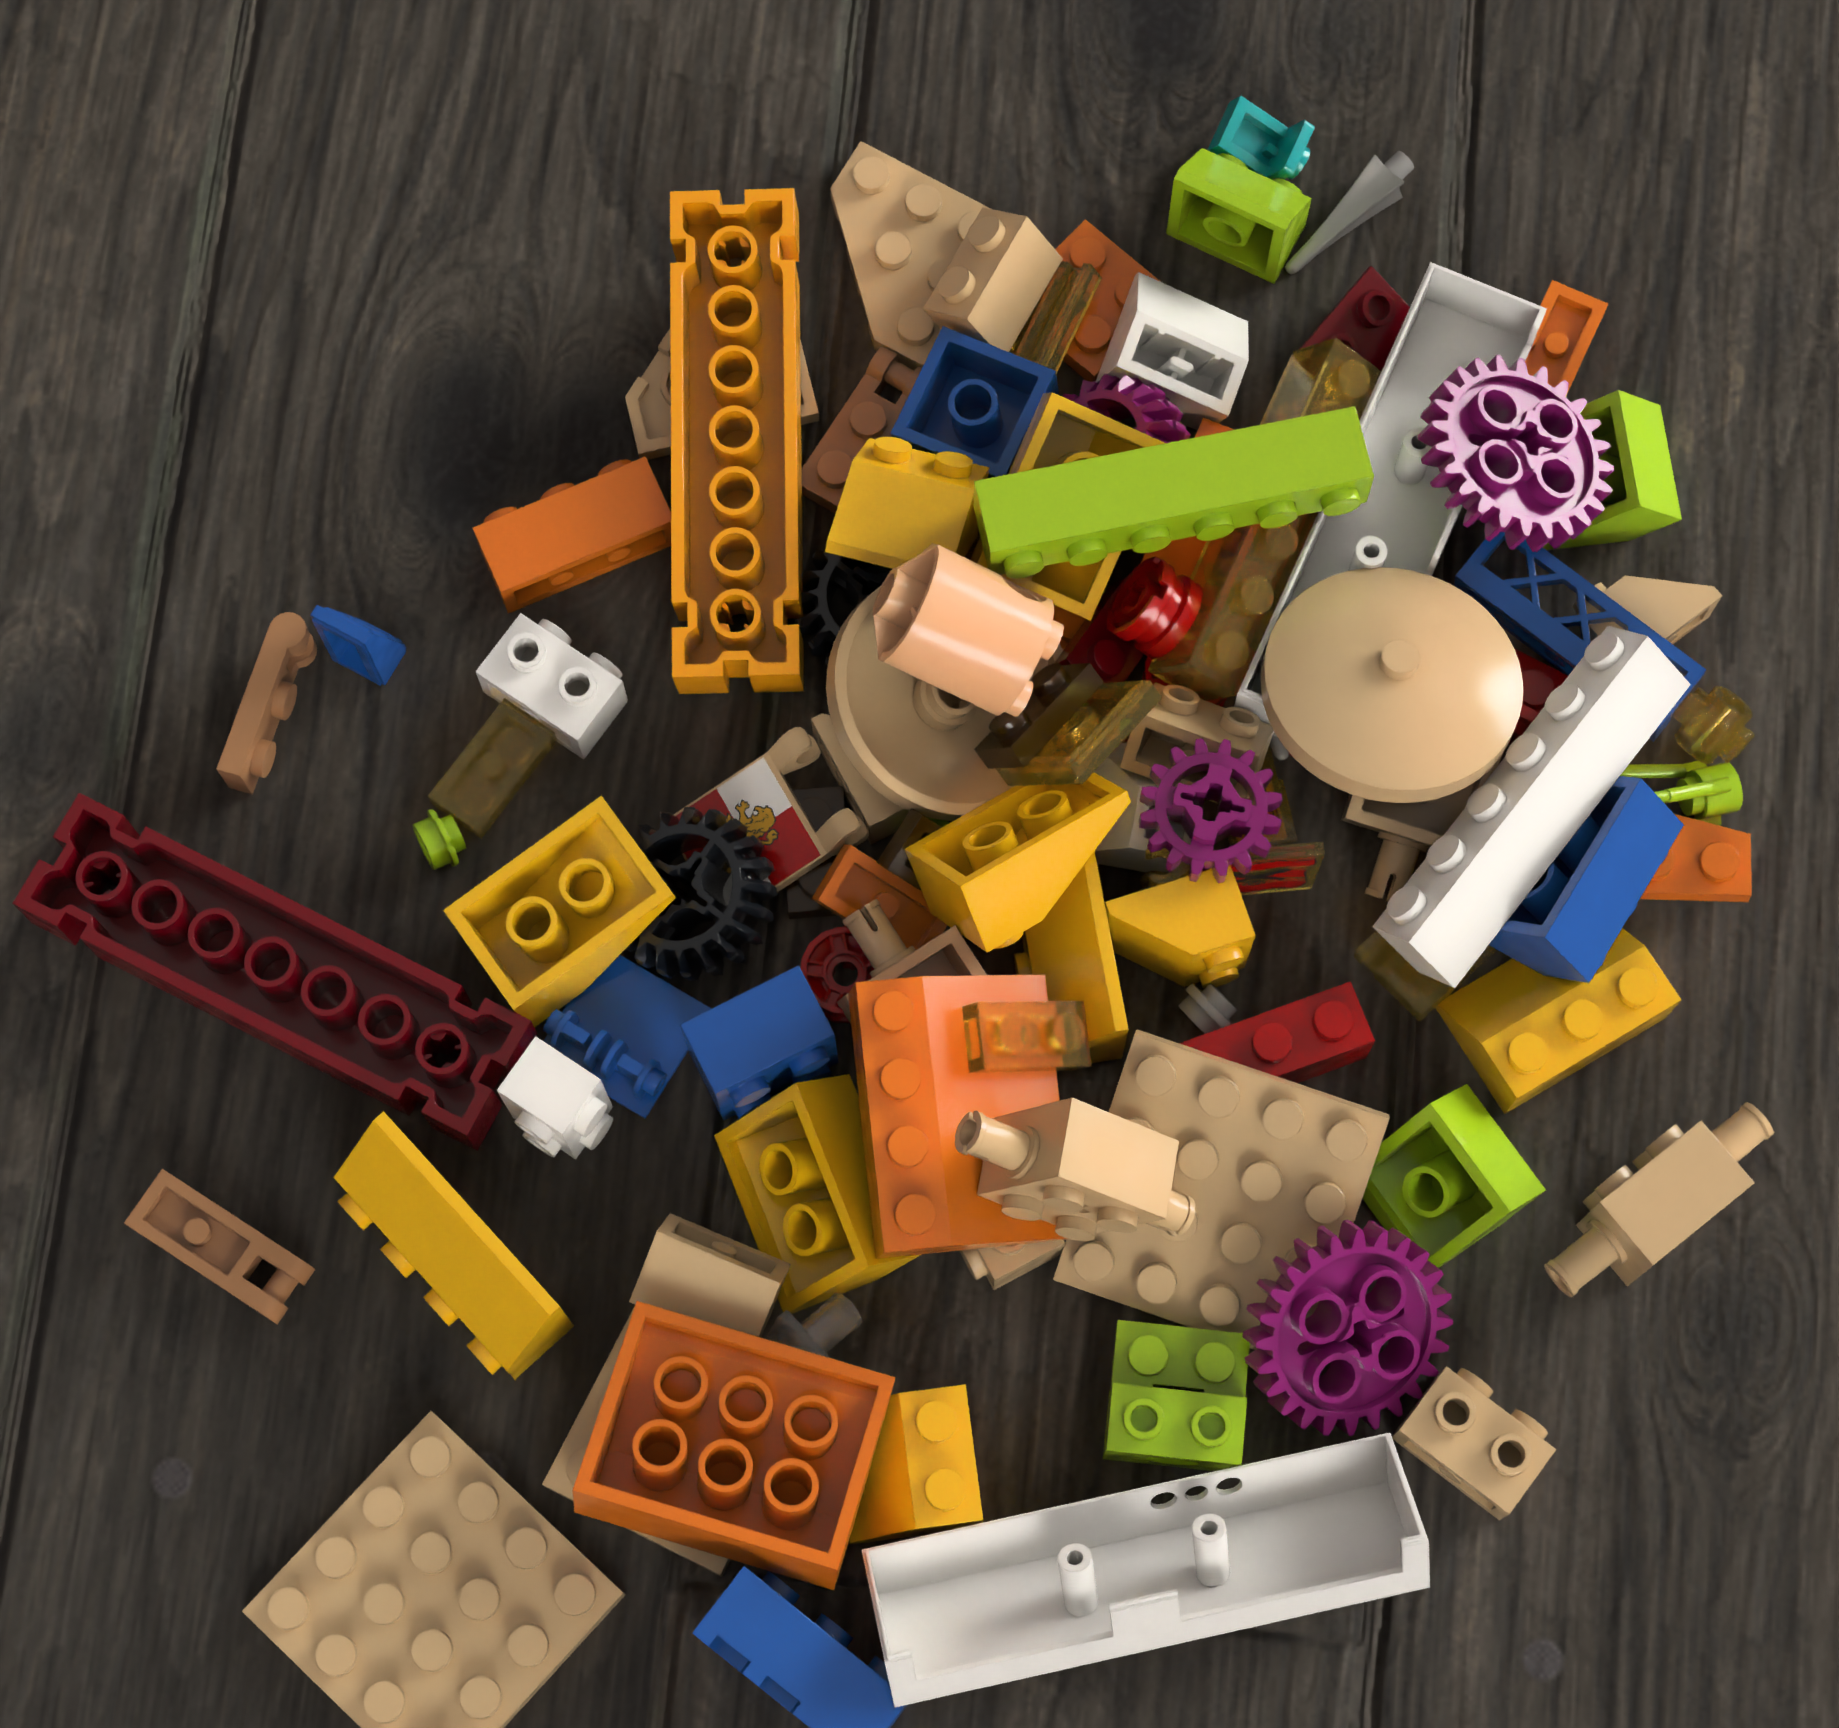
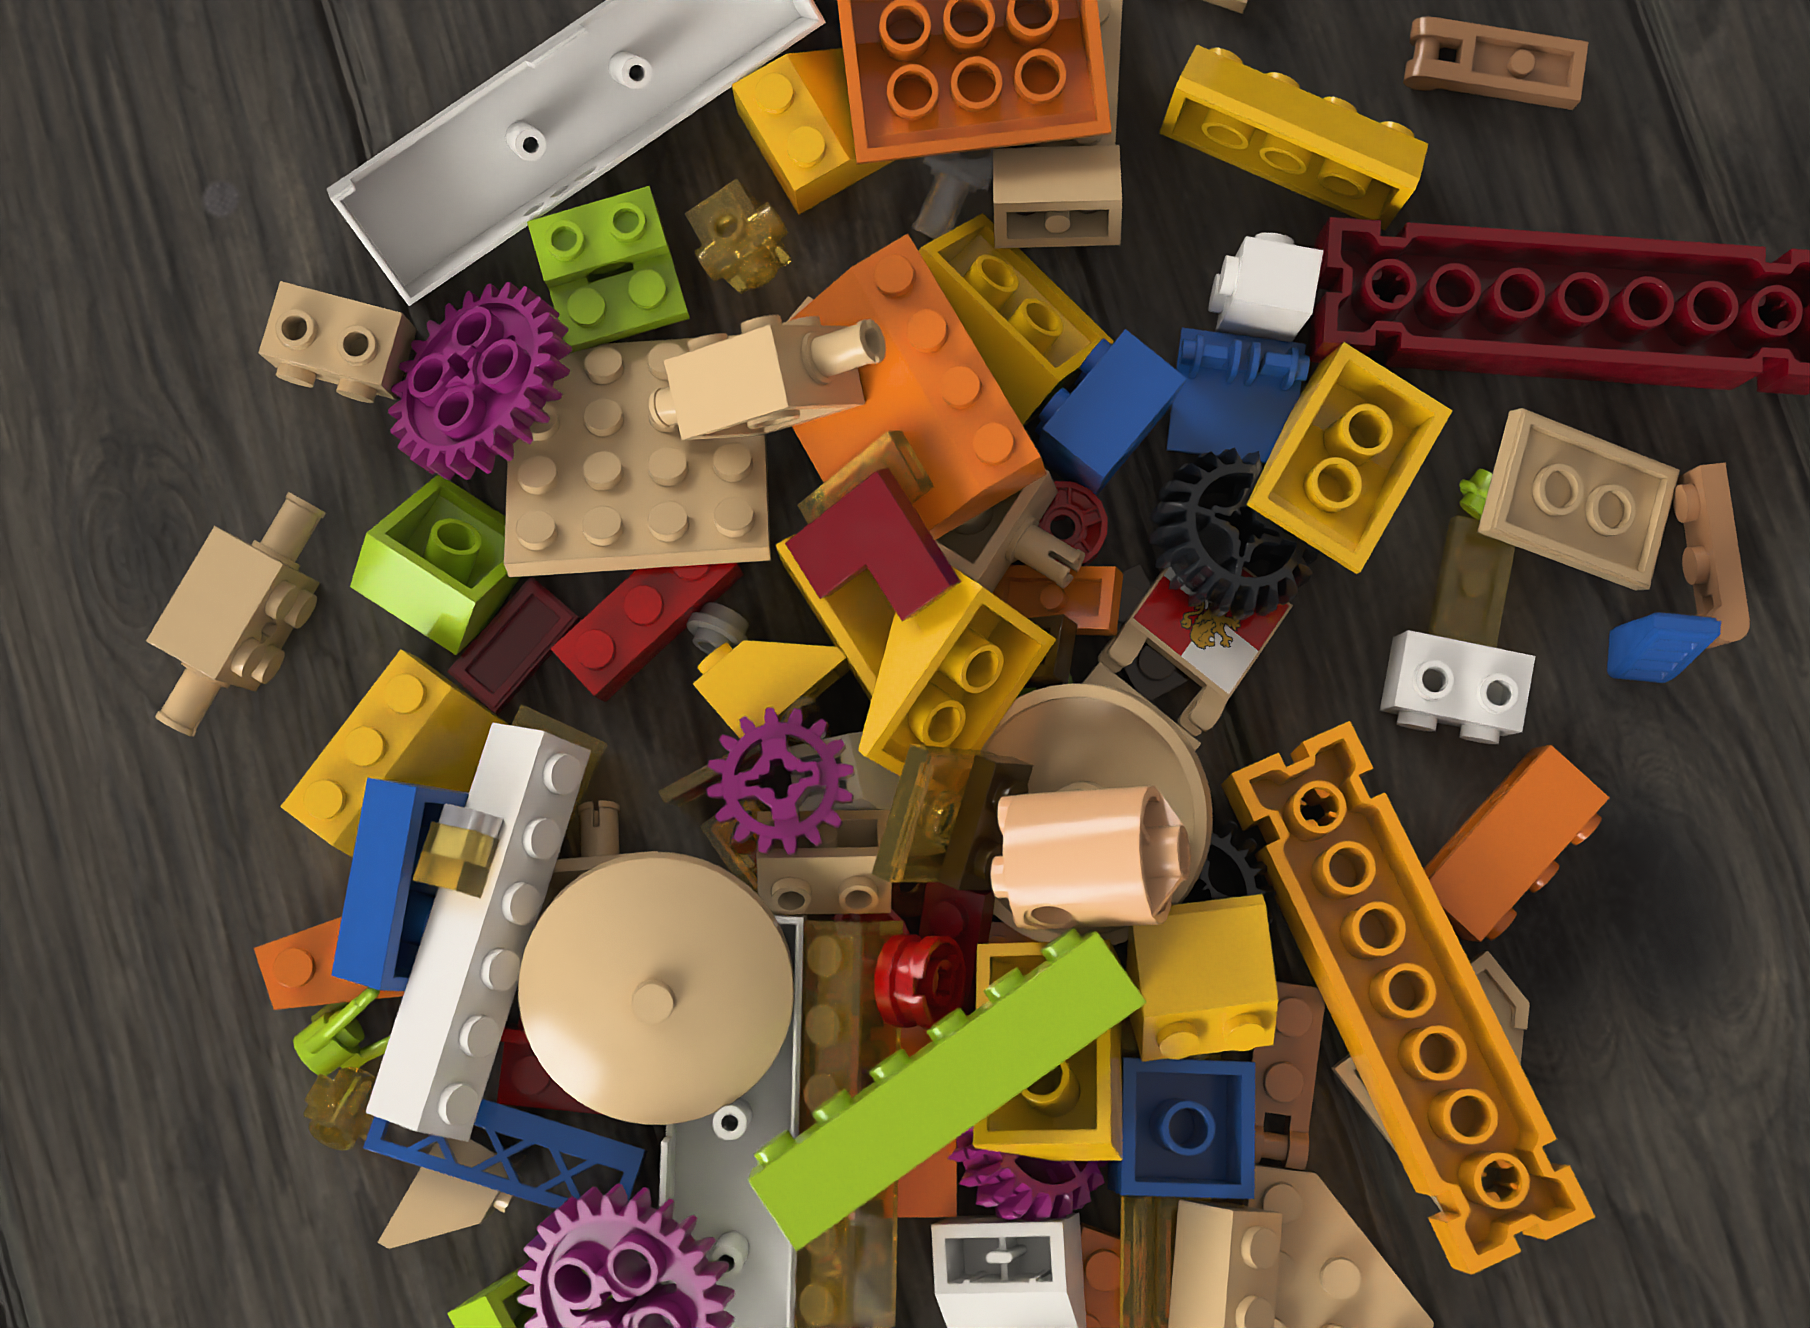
camera: 155 degrees right, 10 degrees up
(360, 798) = (1578, 500): none -> tan tile
(1028, 980) = (880, 532): none -> dark red tile
(1039, 1392) = (739, 238): none -> clear yellow brick
(1411, 1077) = (513, 645): none -> dark red tile
(1526, 869) = (459, 851): none -> clear yellow piece

